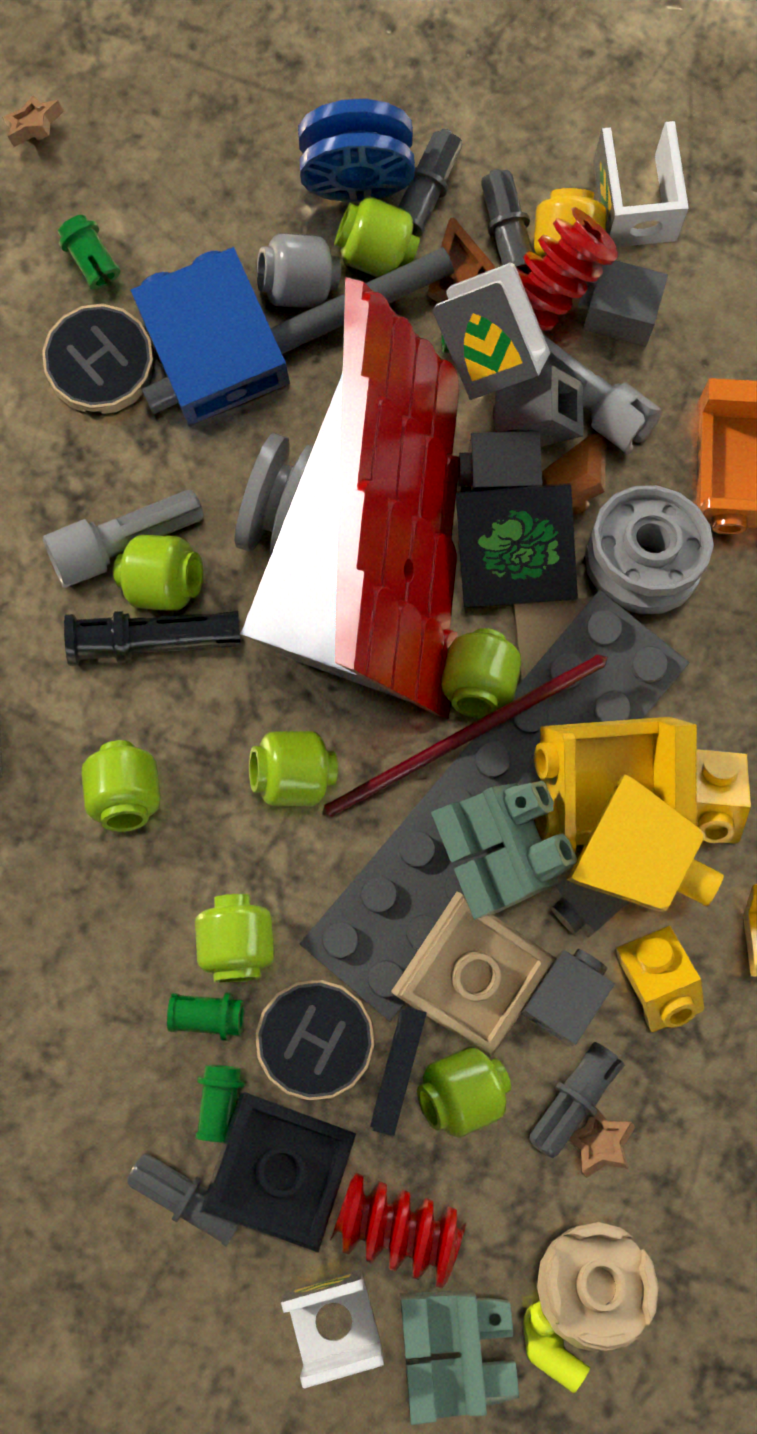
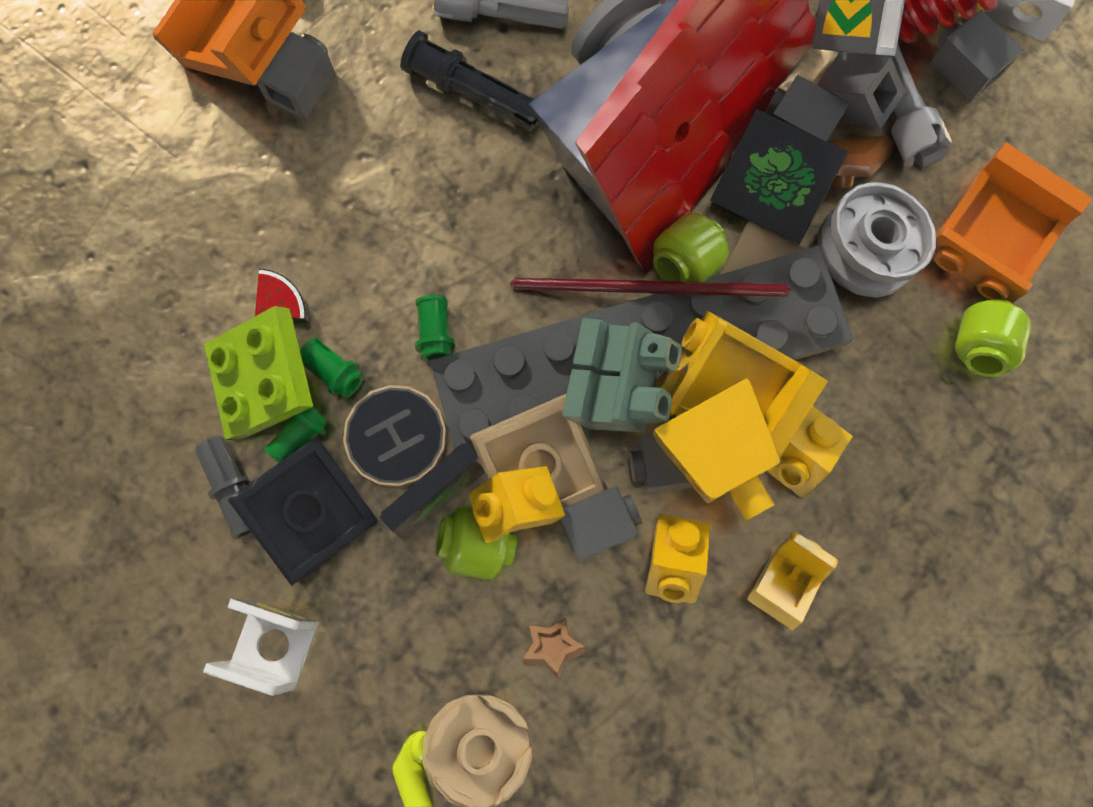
camera: 35 degrees right, 0 degrees up
(106, 979) = (279, 291): none -> red tile
(120, 786) = (378, 171): lime head -> none
(142, 1069) = (258, 374): none -> lime plate
(159, 572) = (506, 42): lime head -> none
(234, 939) = (384, 326): lime head -> none
(287, 914) = (433, 327): none -> green pin
(292, 768) = (508, 234): lime head -> none
(399, 1230) = (358, 610): red piece -> none
(458, 1380) = (331, 724): sand green hips -> none
(483, 1030) = (515, 502): none -> yellow bracket
(576, 1099) = (554, 603): dark grey axle -> none

